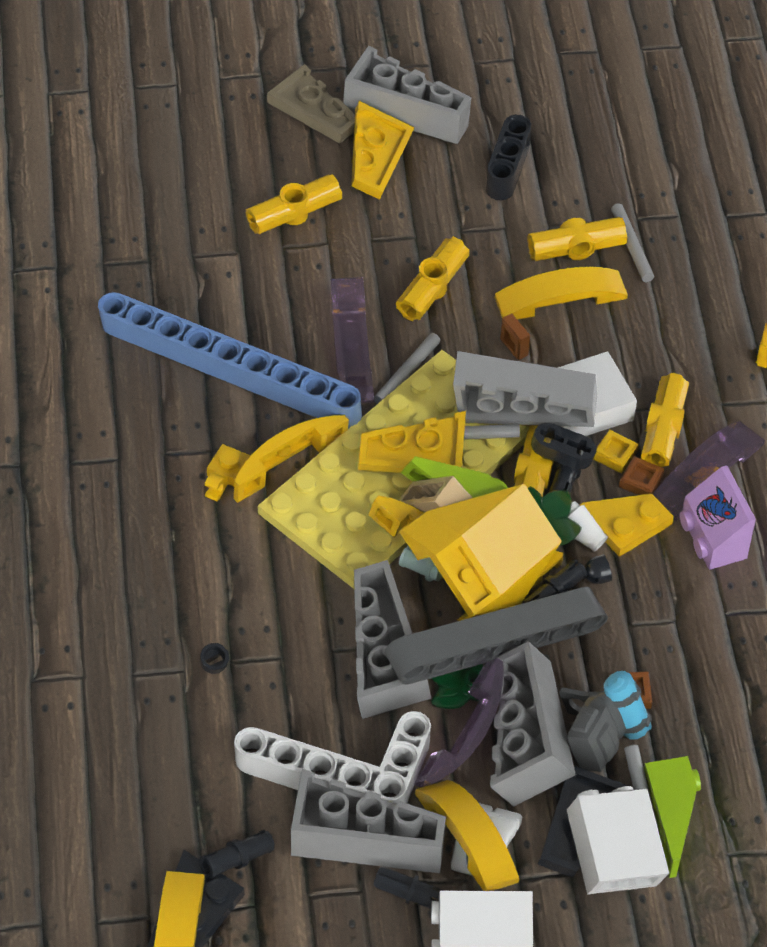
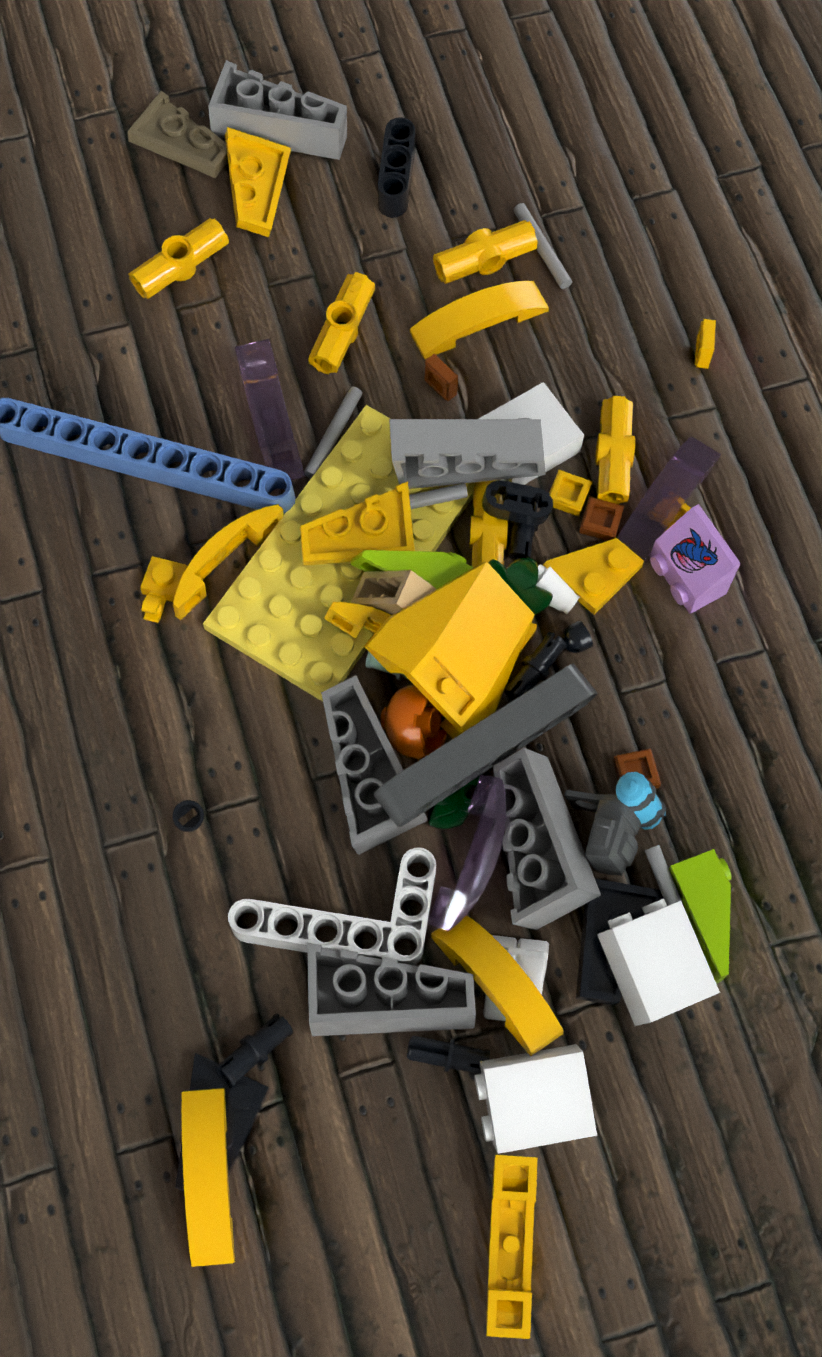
camera: 10 degrees left, 15 degrees up
(432, 605) = (412, 723): none -> orange cylinder

